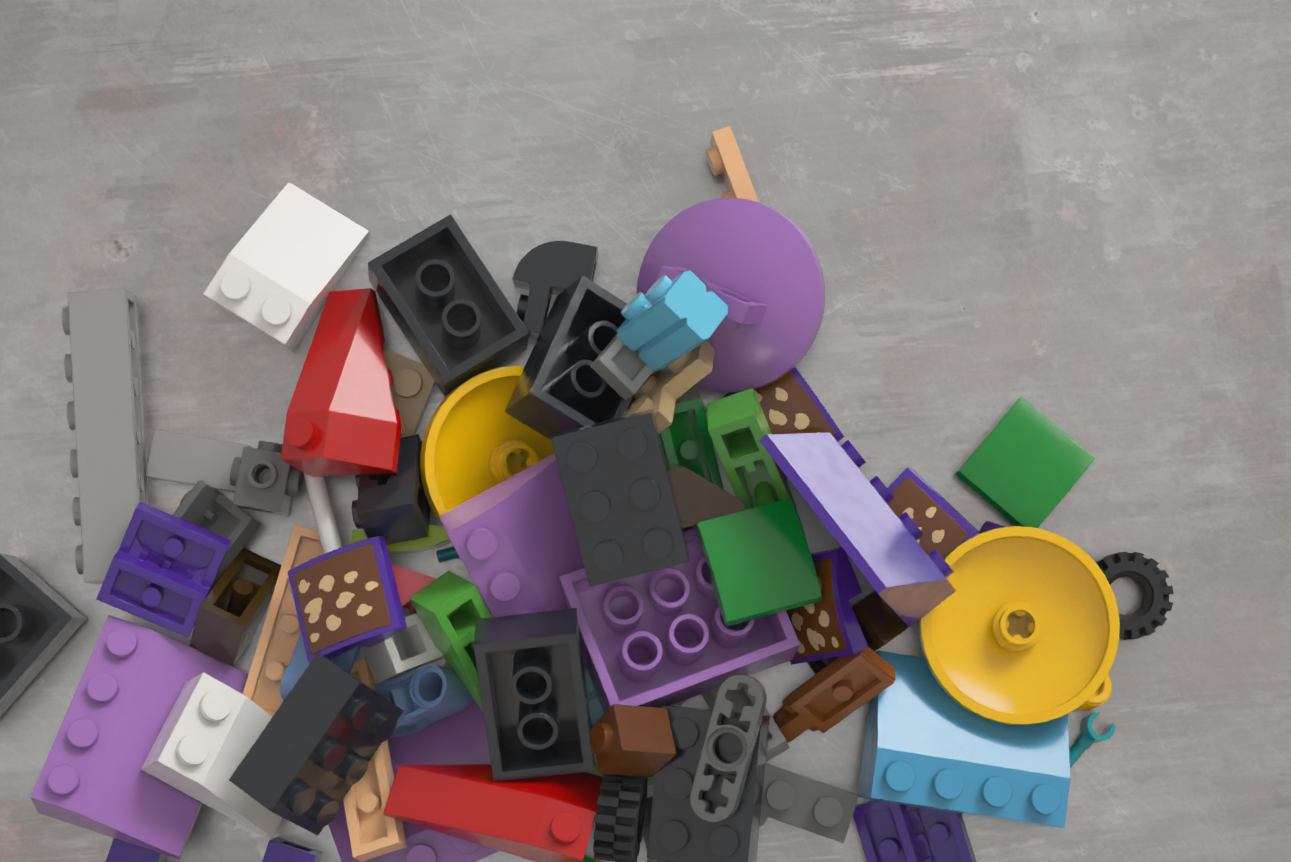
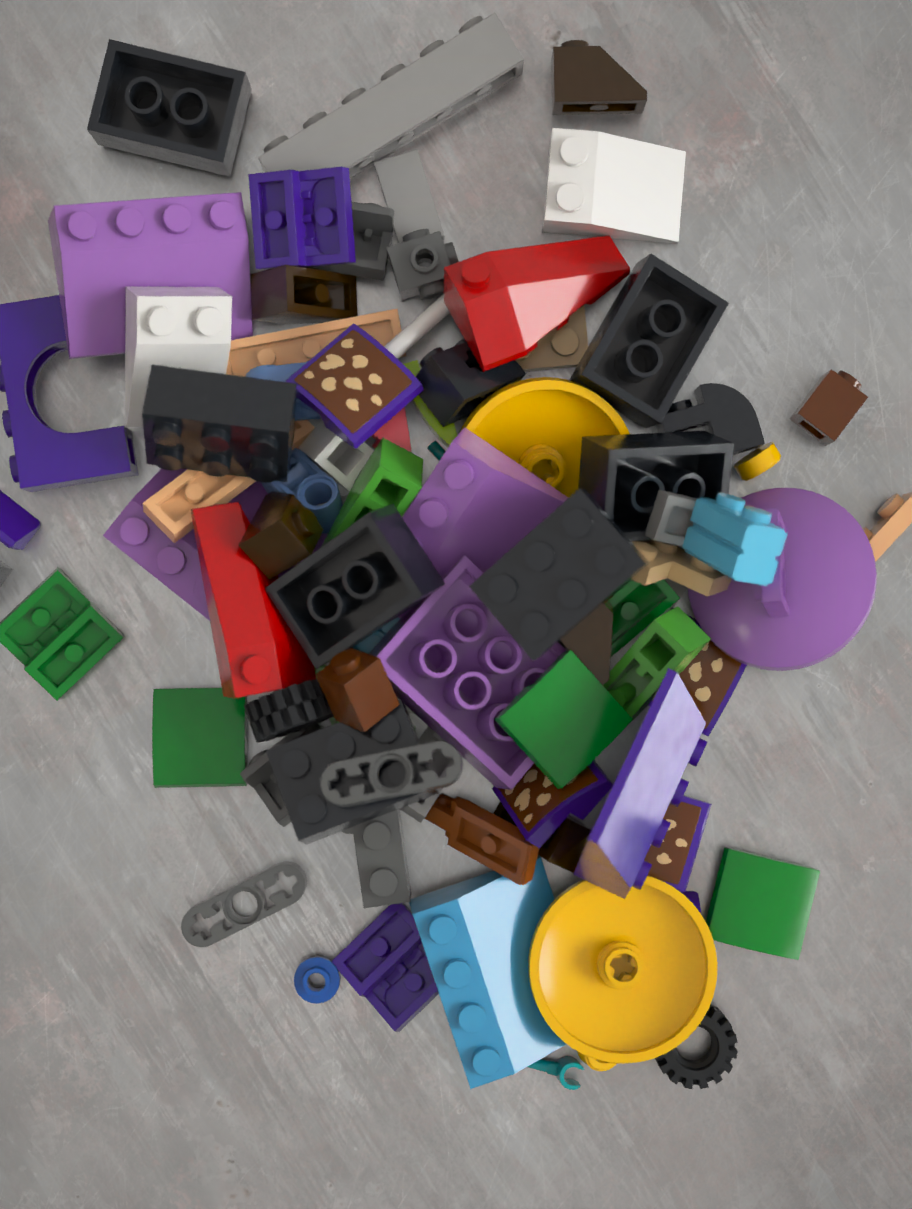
camera: 65 degrees right, 5 degrees up
(179, 236) = (592, 82): none -> dark brown slope
(449, 740) = (280, 534): none -> dark brown slope
(593, 170) = (829, 406): none -> reddish brown brick
(611, 261) = (757, 461): none -> yellow tile

